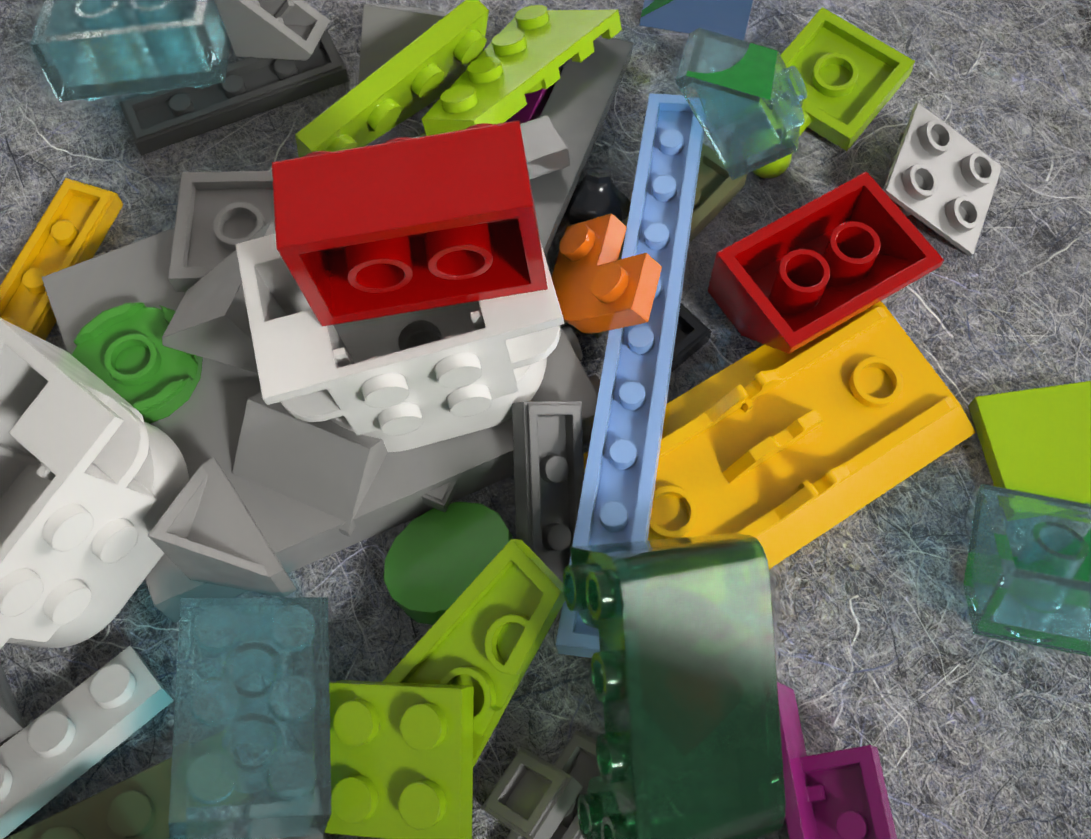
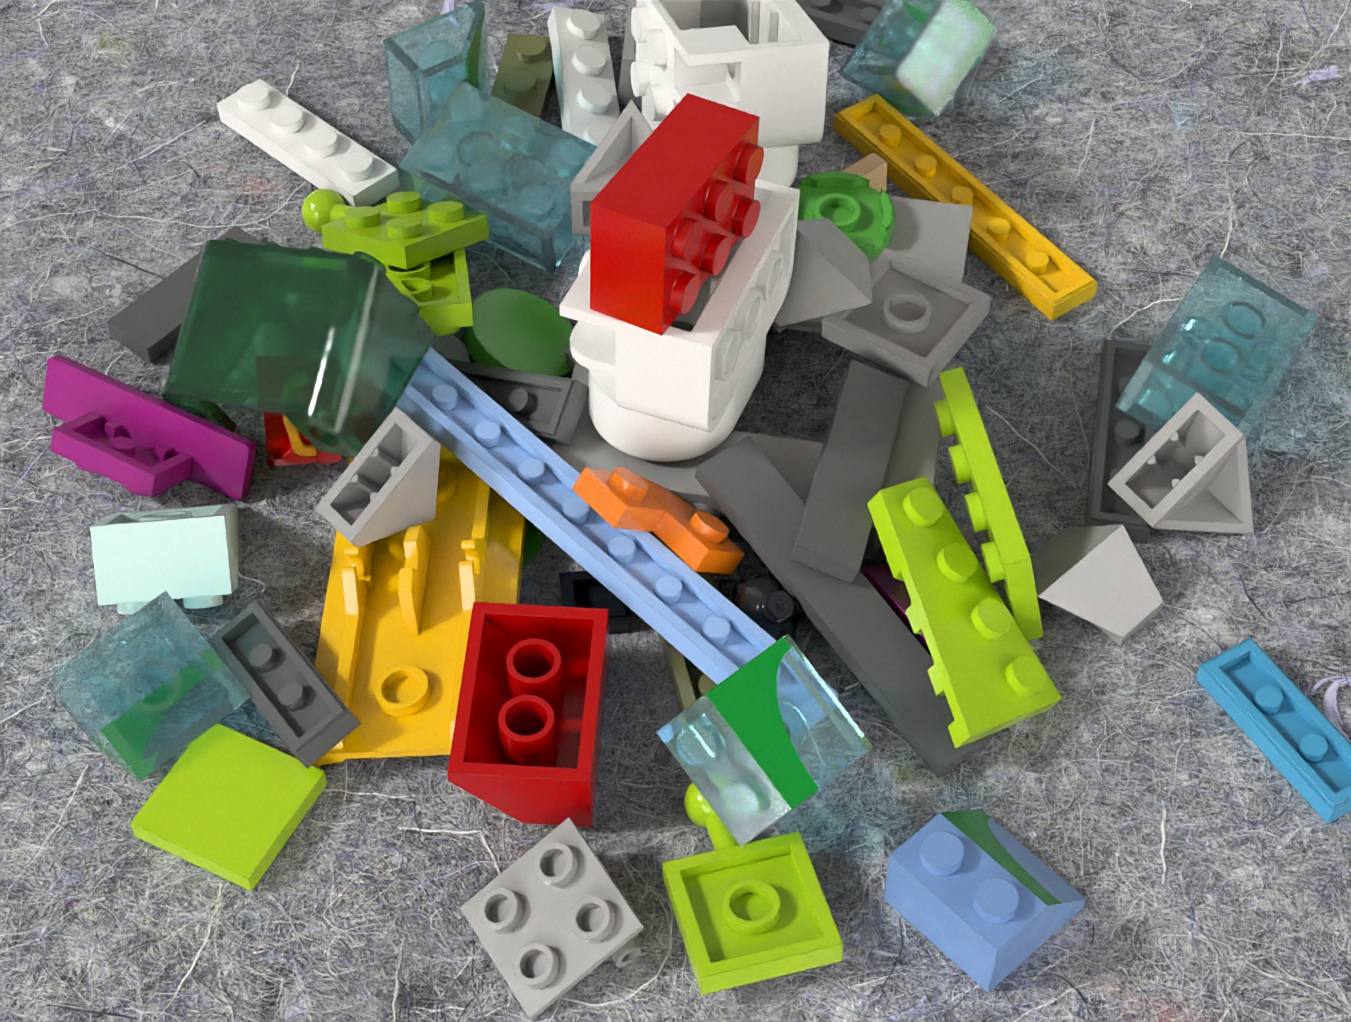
camera: 125 degrees right, 15 degrees down
(748, 496) = (386, 484): none -> light grey slope
(912, 685) = (169, 550): none -> light aqua slope
(944, 478) = (283, 683): none -> dark grey tile

